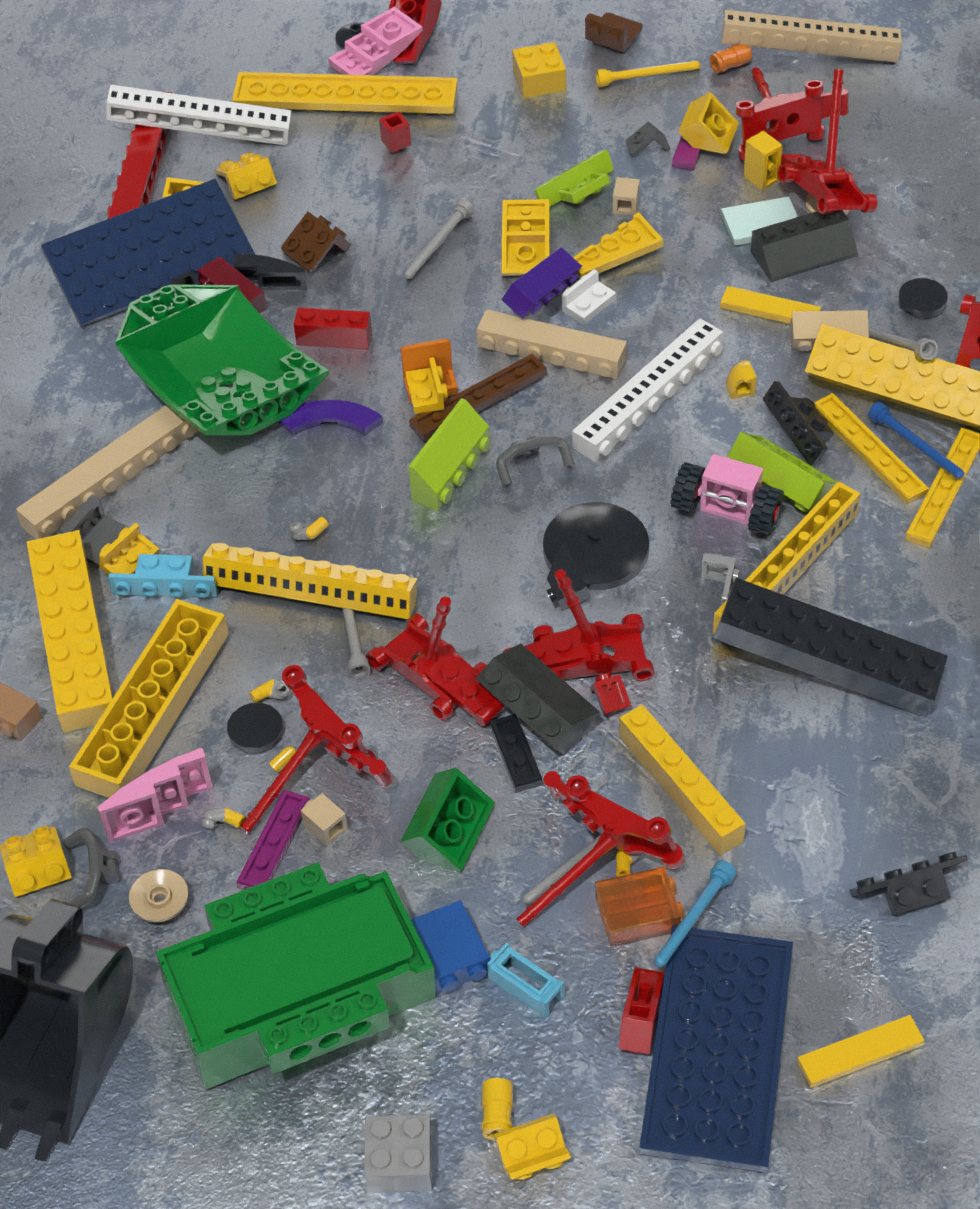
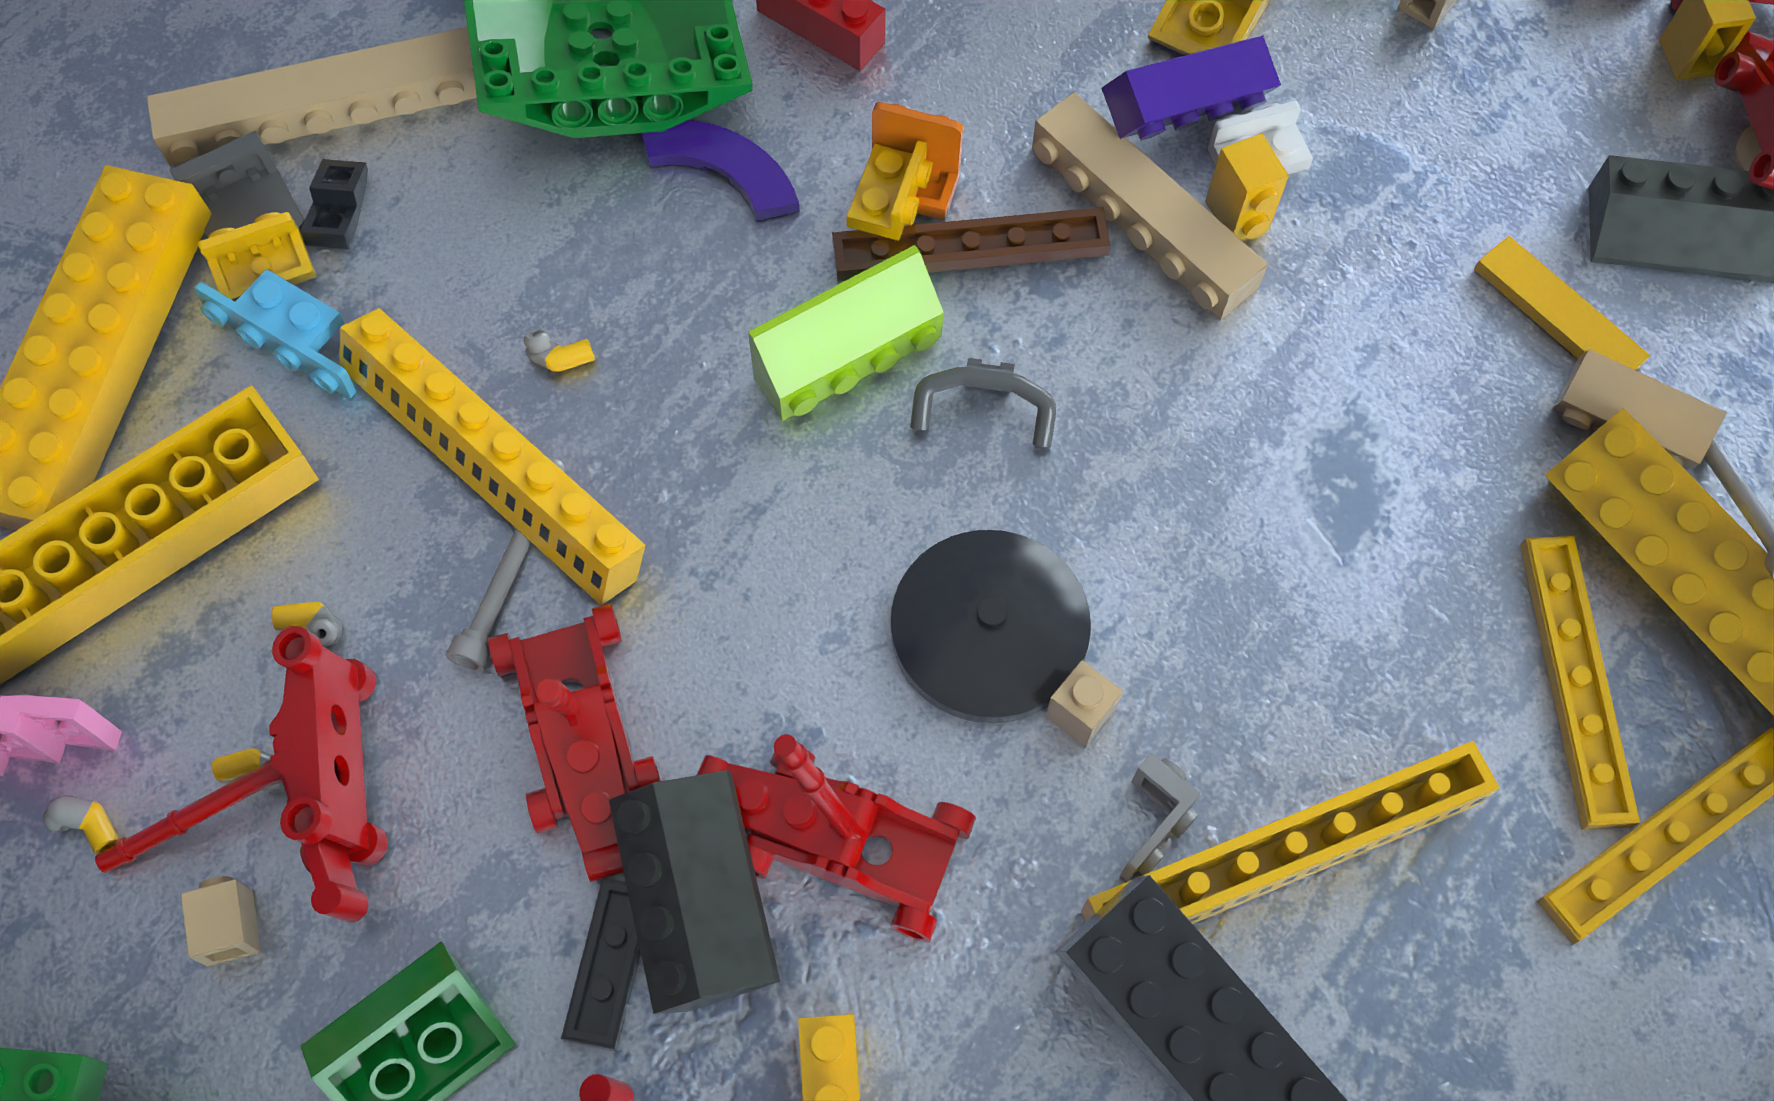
camera: 25 degrees right, 15 degrees up
(143, 512) = (336, 204): none -> black slope
(255, 727) = (238, 678): black tile -> none
(273, 840) = (125, 915): magenta tile -> none
(566, 562) = (890, 675): black slope -> none
(596, 312) = (1247, 187): none -> yellow brick
(610, 693) = (829, 941): red bracket -> none
(623, 245) = (1373, 77): yellow wing -> none
(647, 390) = (1255, 370): white brick -> none
(660, 552) = (1083, 703): none -> tan brick
(729, 491) = (1271, 649): brick -> none
(741, 380) = (1426, 429): yellow brick -> none
(745, 218) = (1636, 128): light aqua tile -> none
(783, 470) = (1394, 653): lime slope -> none
(800, 422) = (1483, 567): black bracket -> none
(881, 414) = (1637, 625): blue piece -> none

